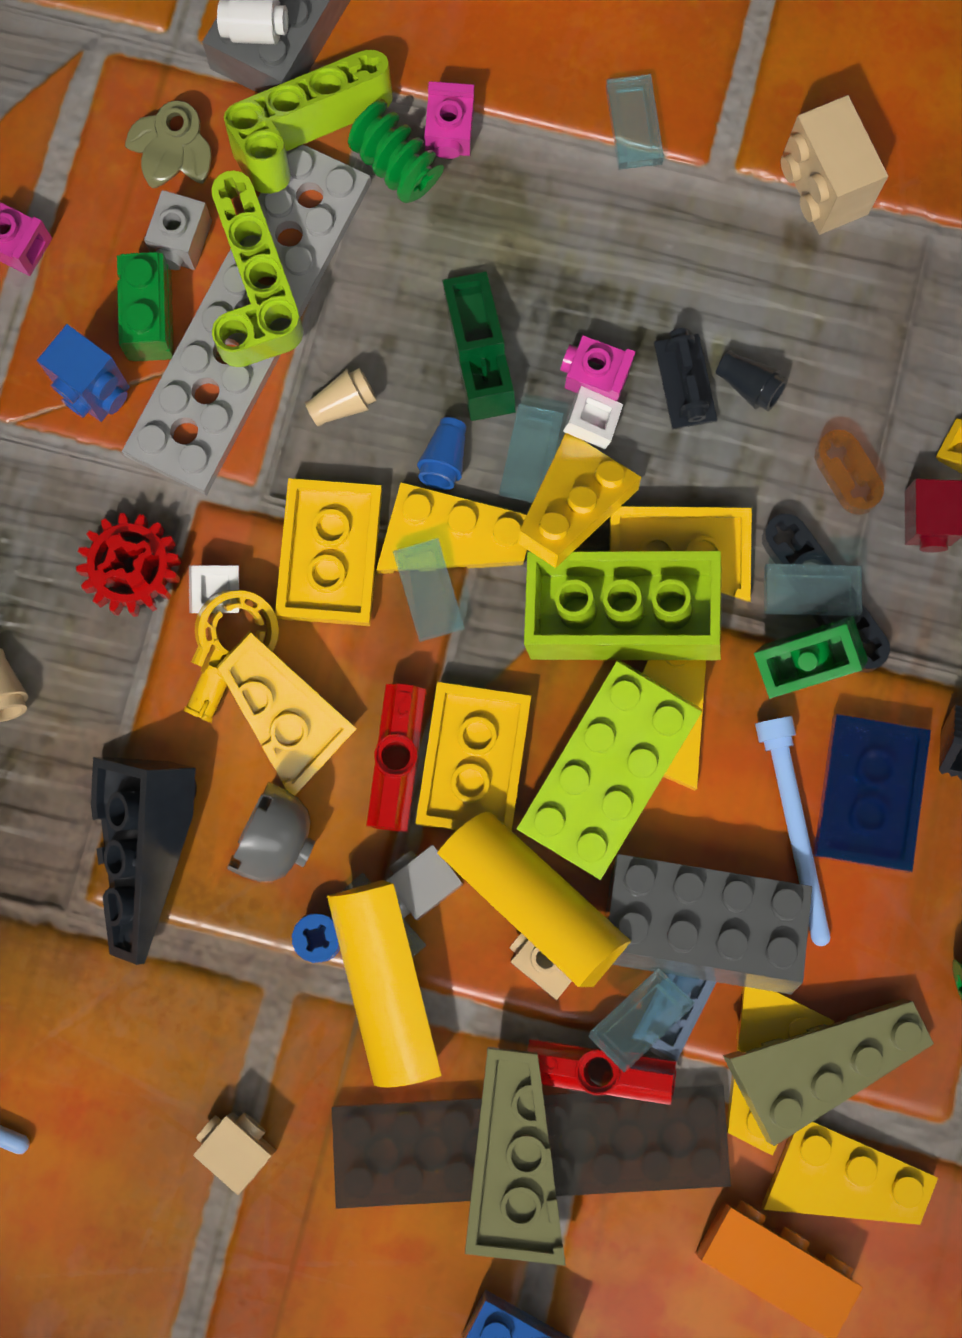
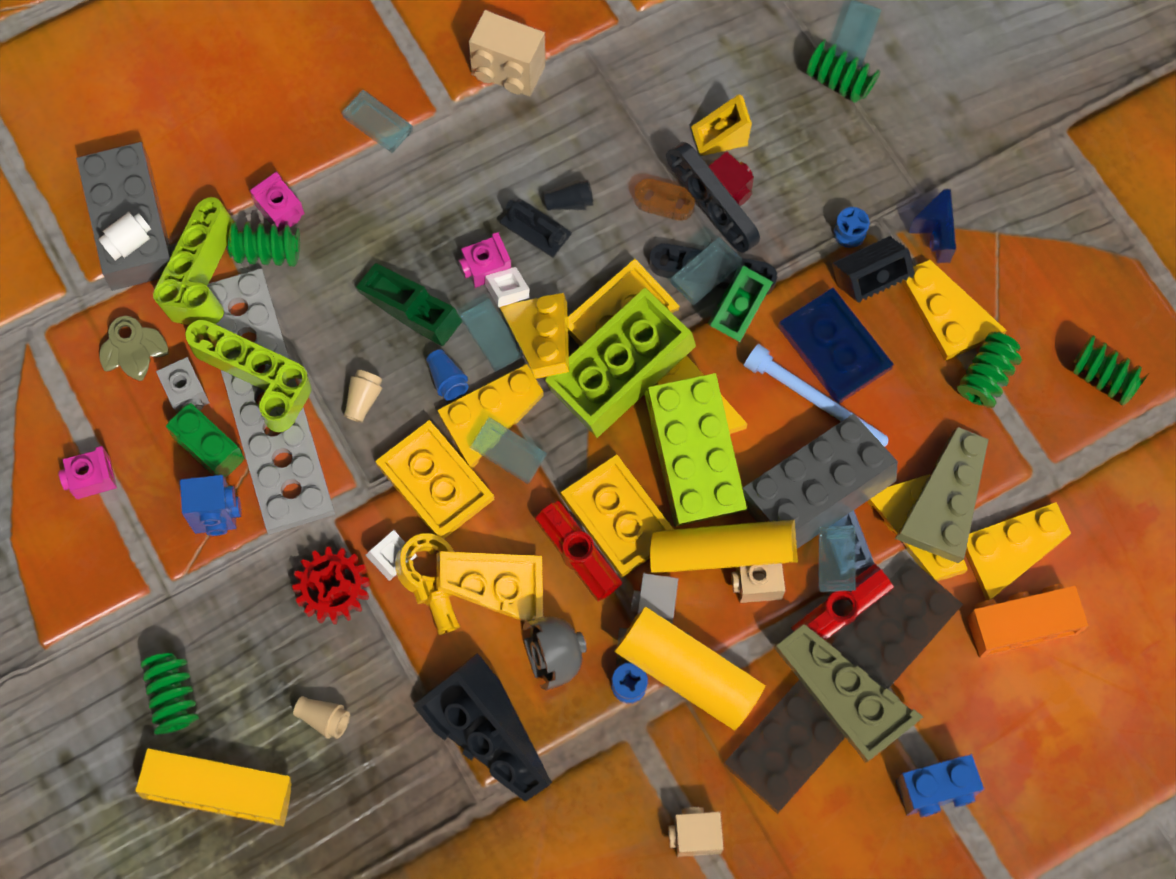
camera: 45 degrees left, 10 degrees down
(898, 516) = (735, 223): none -> black beam

